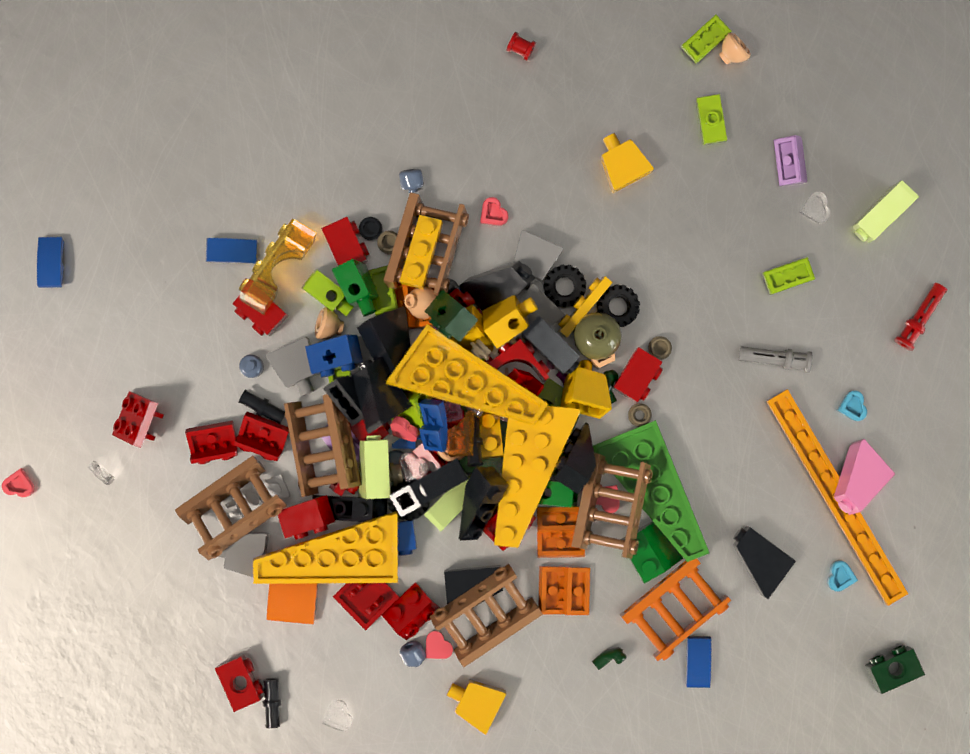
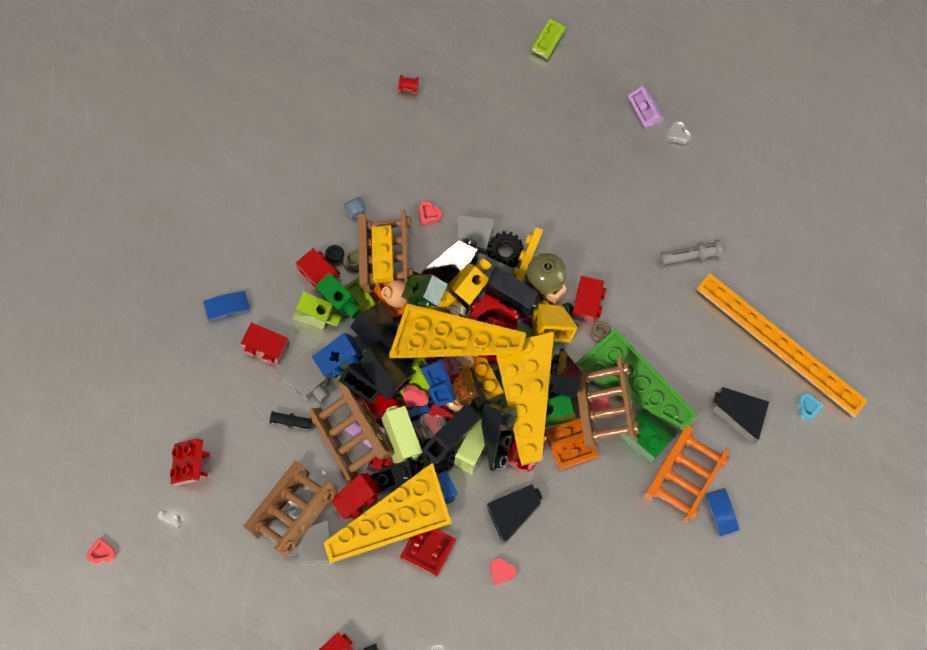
camera: 20 degrees left, 15 degrees down
(49, 262) = (77, 360): blue slope -> none
(212, 442) = (257, 462): red bracket -> none
(251, 366) = (271, 392): sand blue piece -> none
(262, 437) = (298, 444): red bracket -> none
(292, 243) = (262, 321): clear yellow arch -> none
(292, 602) = (366, 572): orange slope -> none
(328, 324) = (323, 336): light nougat brick -> none
(410, 612) = (470, 549): red bracket -> none
(412, 654) = (483, 584): sand blue piece -> none
(477, 703) = (552, 606): yellow torso -> none
(497, 632) = (553, 531): medium nougat fence -> none
(564, 590) = (590, 490): orange slope -> none
(608, 655) = (645, 533): dark green arm -> none
(623, 163) = (519, 145): yellow torso -> none
(630, 298) = (558, 242): black tyre -> none
(660, 347) = (598, 272): dark tan plate -> none
(711, 119) = (574, 94): lime plate -> none
(734, 49) = (572, 39): light nougat brick -> none
(788, 276) = (677, 189): lime plate -> none
(853, 406) = (766, 272): medium azure tile -> none
(861, 477) = (794, 320): bright pink slope -> none
(884, 211) = (732, 117): yellowish green slope -> none
(908, 669) = (892, 460): dark green brick -> none
(916, 327) = (790, 195): red pin -> none

